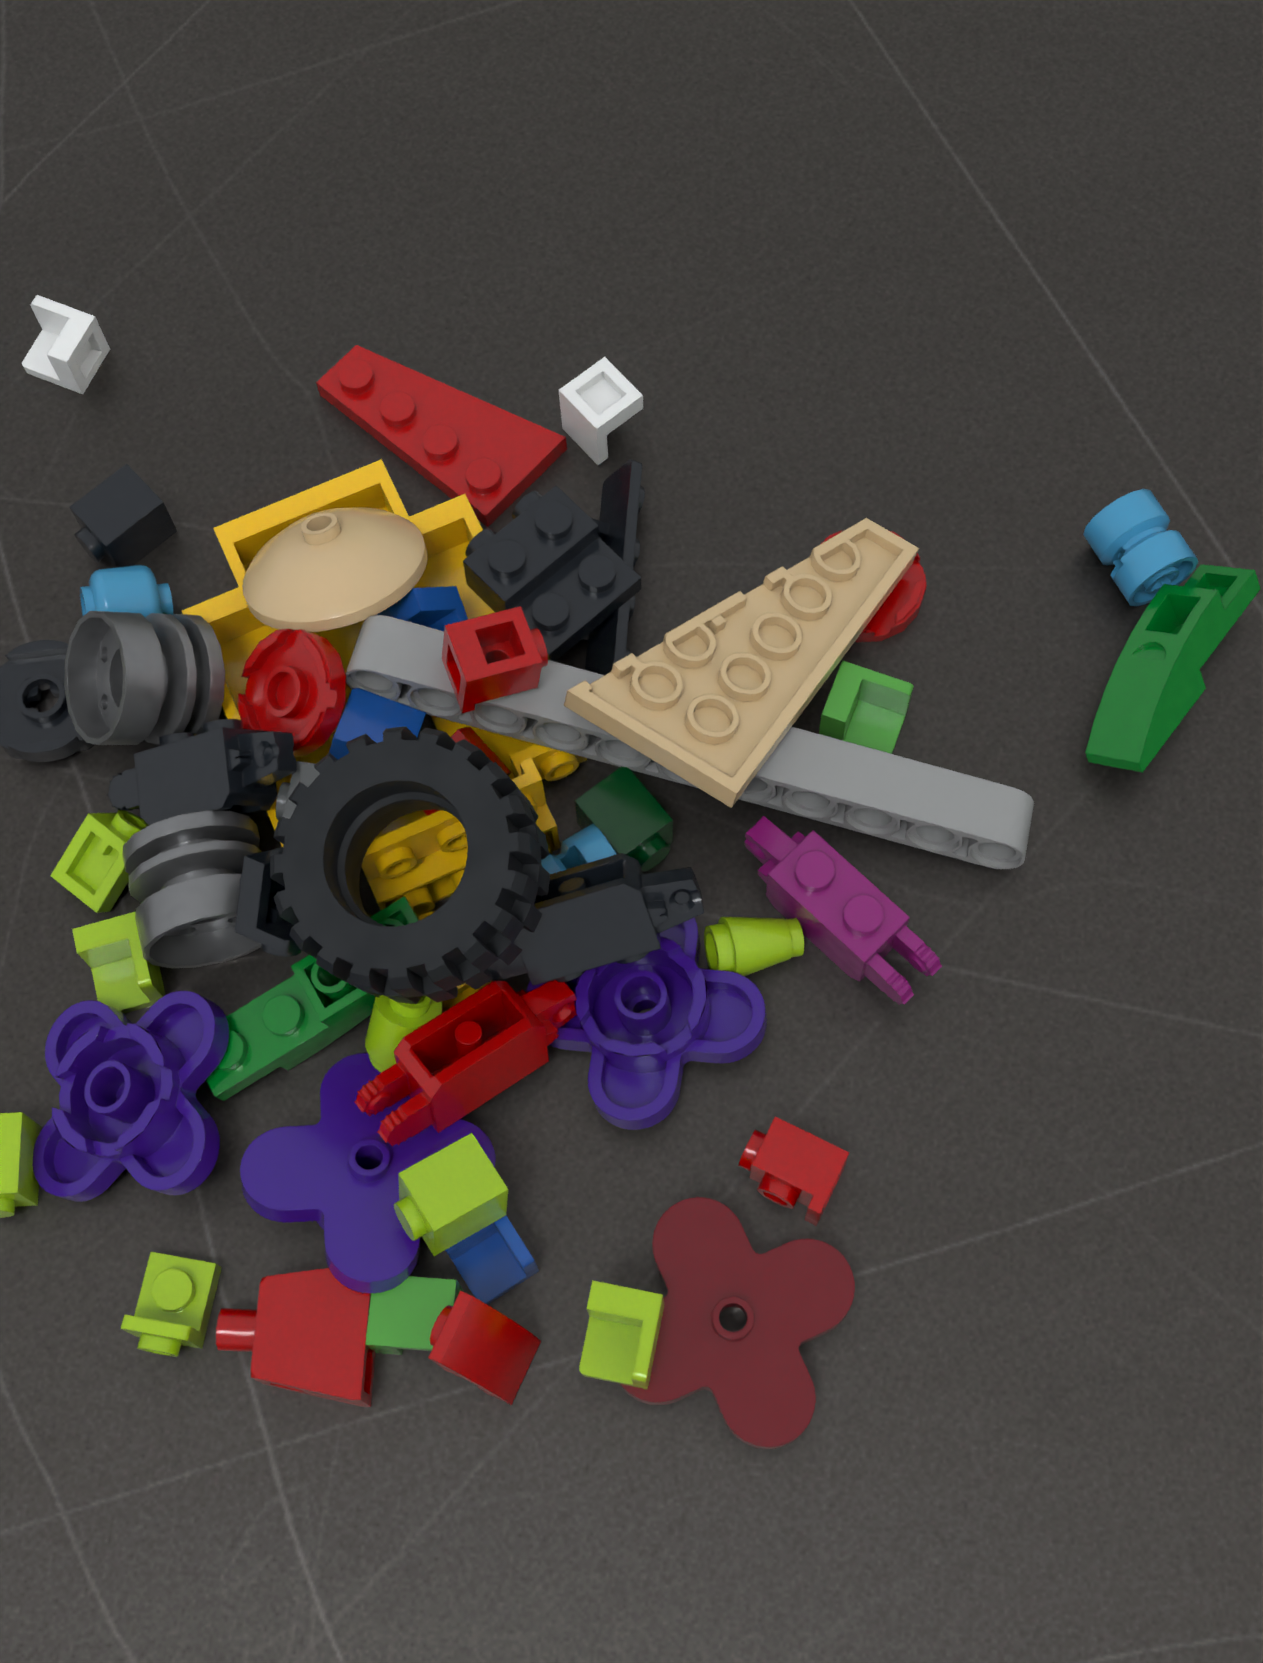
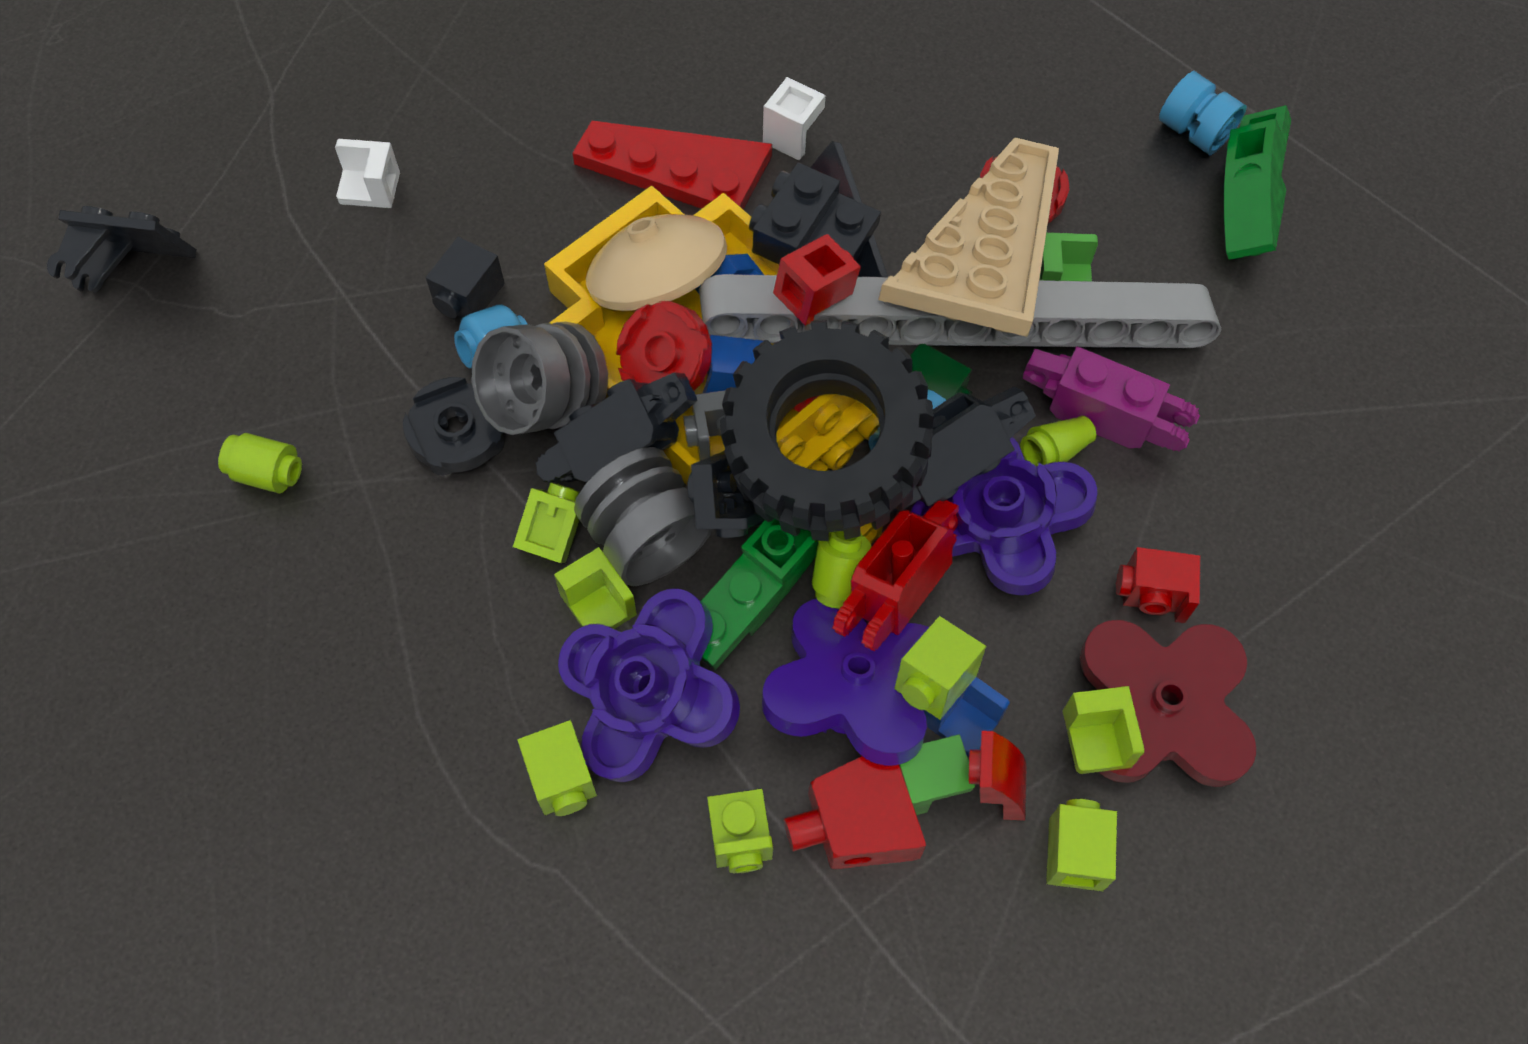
camera: 25 degrees left, 5 degrees down
(553, 1459) = (1082, 846): none -> lime brick

